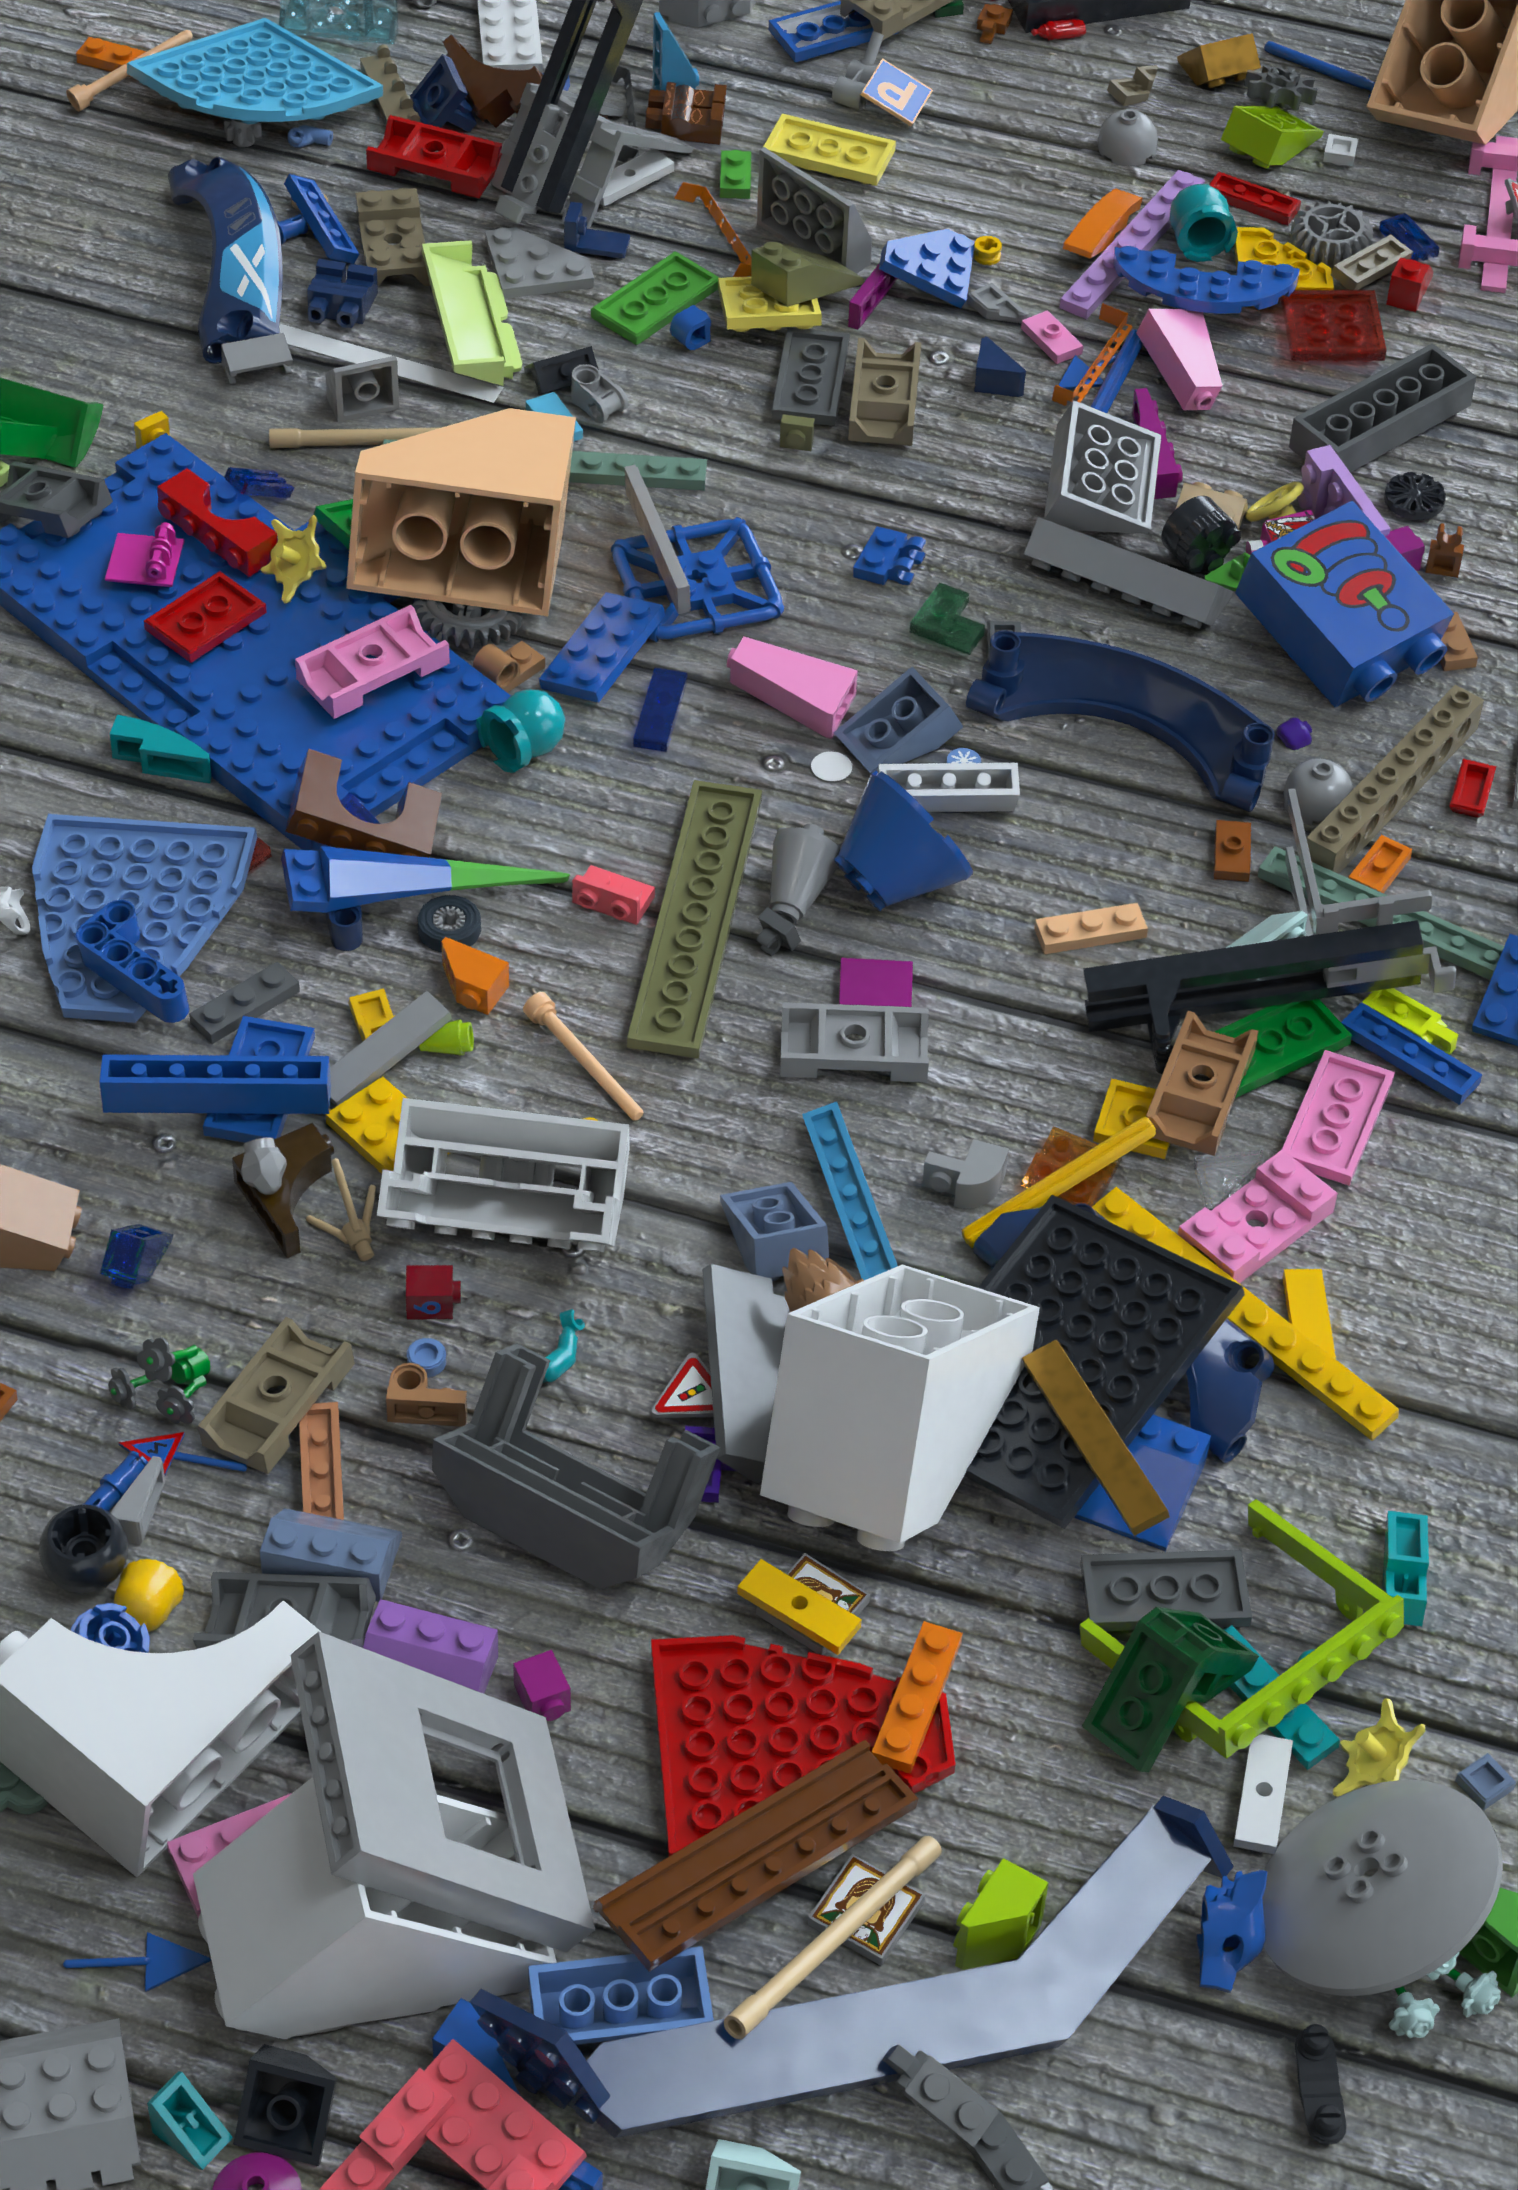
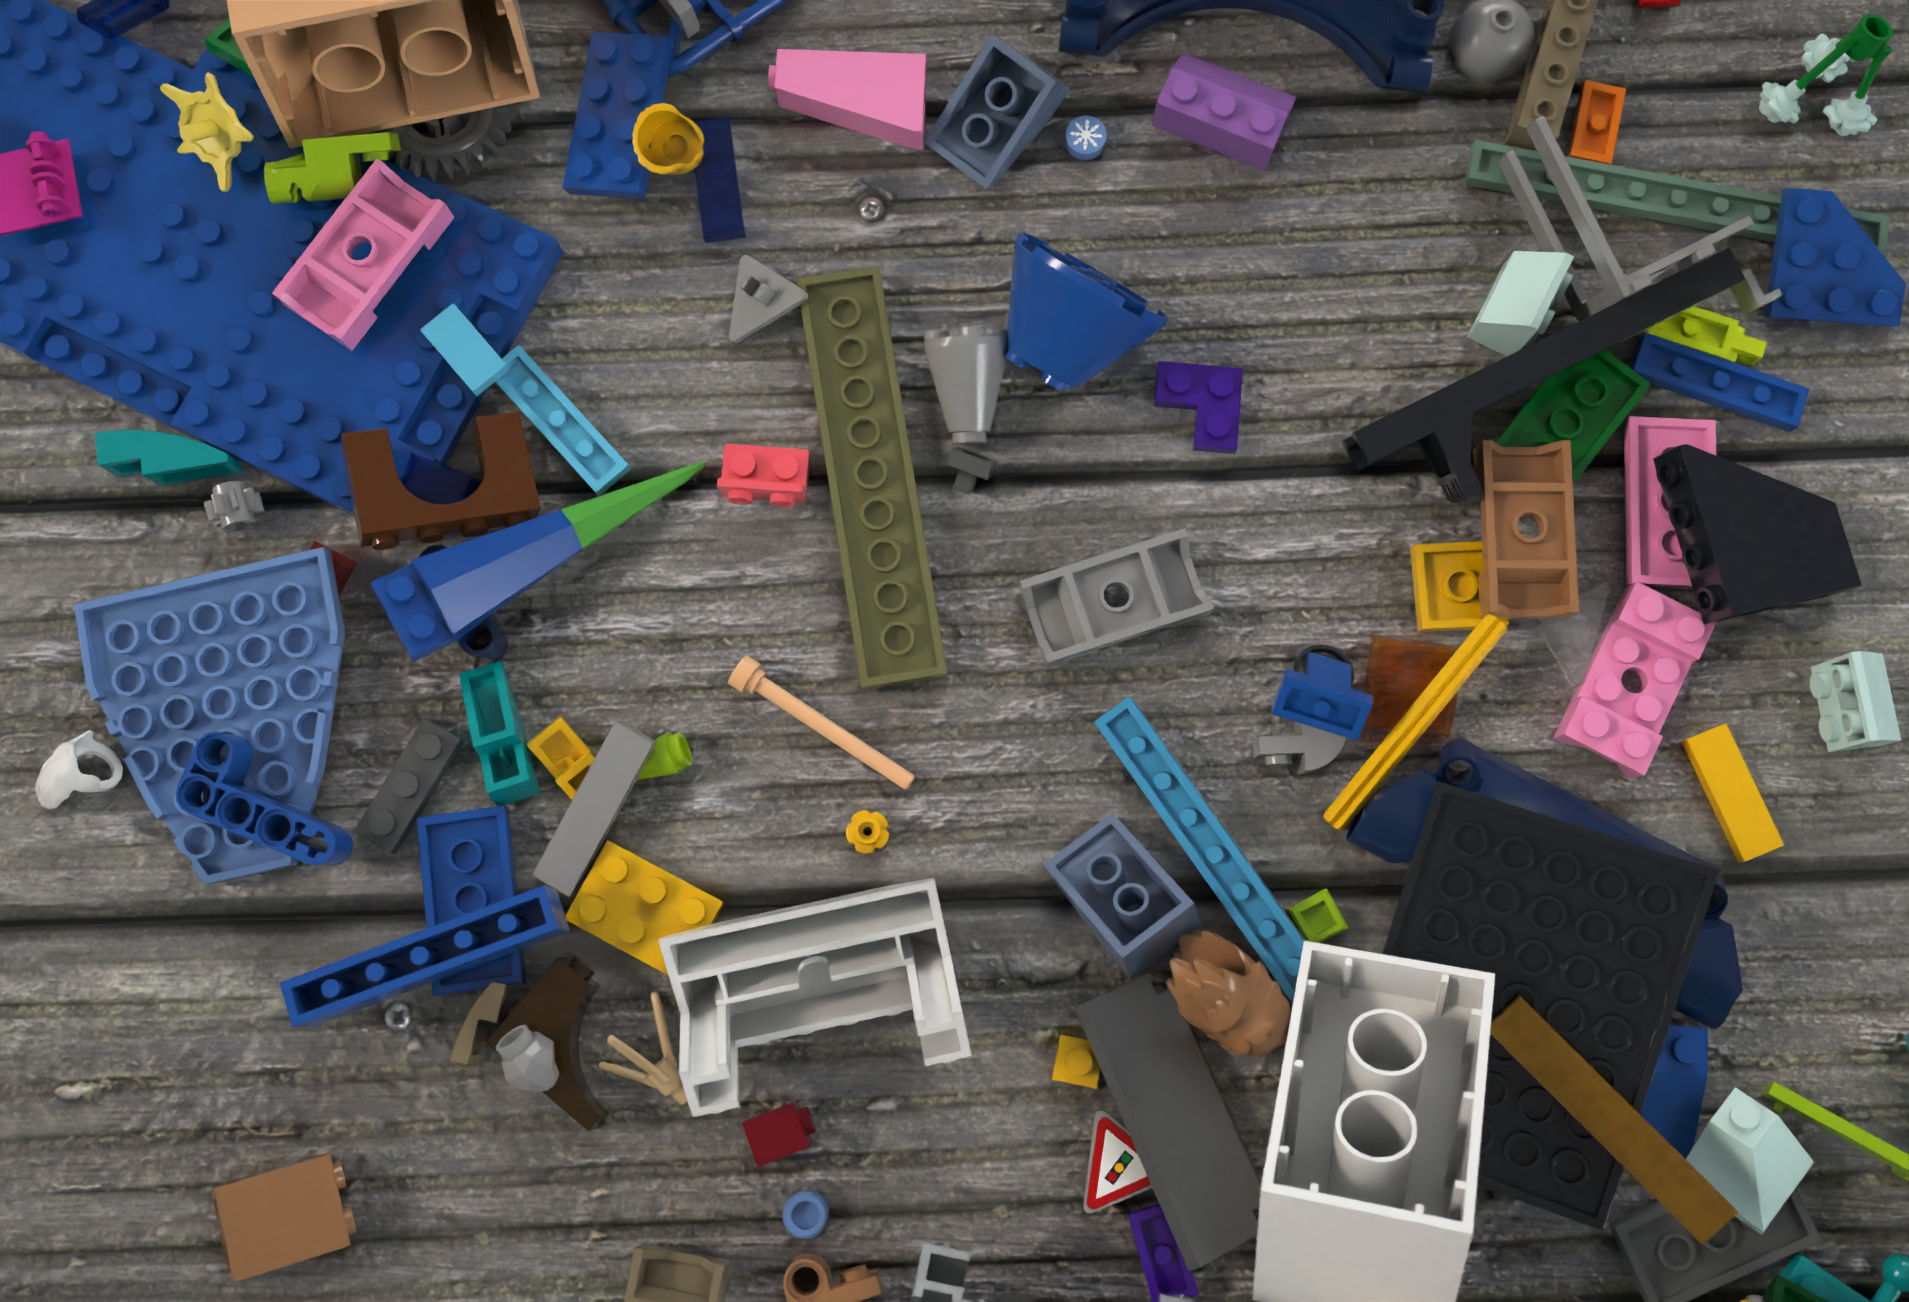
camera: 15 degrees left, 30 degrees up
(134, 1254) = (427, 1203): clear blue slope -> none
(196, 792) = (233, 506): none -> light grey gear
(205, 616) = (139, 248): red tile -> none
(218, 1160) = (474, 1030): none -> dark tan slope
(242, 542) = (51, 83): red arch -> none
(330, 988) = (498, 734): none -> teal slope
(371, 602) = (328, 169): none -> lime plate
(419, 741) = (465, 349): none -> medium azure tile
(449, 910) = (594, 565): black bush -> none
(468, 814) = (561, 422): none -> medium azure plate
(474, 976) = (655, 660): orange slope -> none
(509, 667) = (522, 182): medium nougat plate -> none
(521, 728) = (576, 274): teal tile -> none
(565, 1355) = (955, 1167): teal arm -> none
(637, 663) = (673, 139): none -> yellow hair
(660, 786) = (760, 298): none -> light grey piece
(687, 1328) = (1075, 1062): none -> yellow plate
(831, 766) = (938, 190): white sticker -> none
(876, 982) = (1106, 505): magenta tile -> none
(959, 785) = (1088, 189): white brick -> none
(987, 1136) = (1323, 694): none -> blue piece
(990, 946) = (1209, 391): none -> dark purple plate
(1078, 776) = (1222, 111): none -> medium lavender slope
(1090, 928) = (1309, 326): light nougat plate -> none
(1208, 1531) = (1750, 1159): none -> light aqua slope
(1232, 850) = (1424, 156): dark orange plate -> none
(1286, 1344) = (1668, 818): yellow plate -> none
(1388, 1146) = (1751, 537): none -> black slope
(1432, 1276) = (1854, 702): none -> light aqua slope

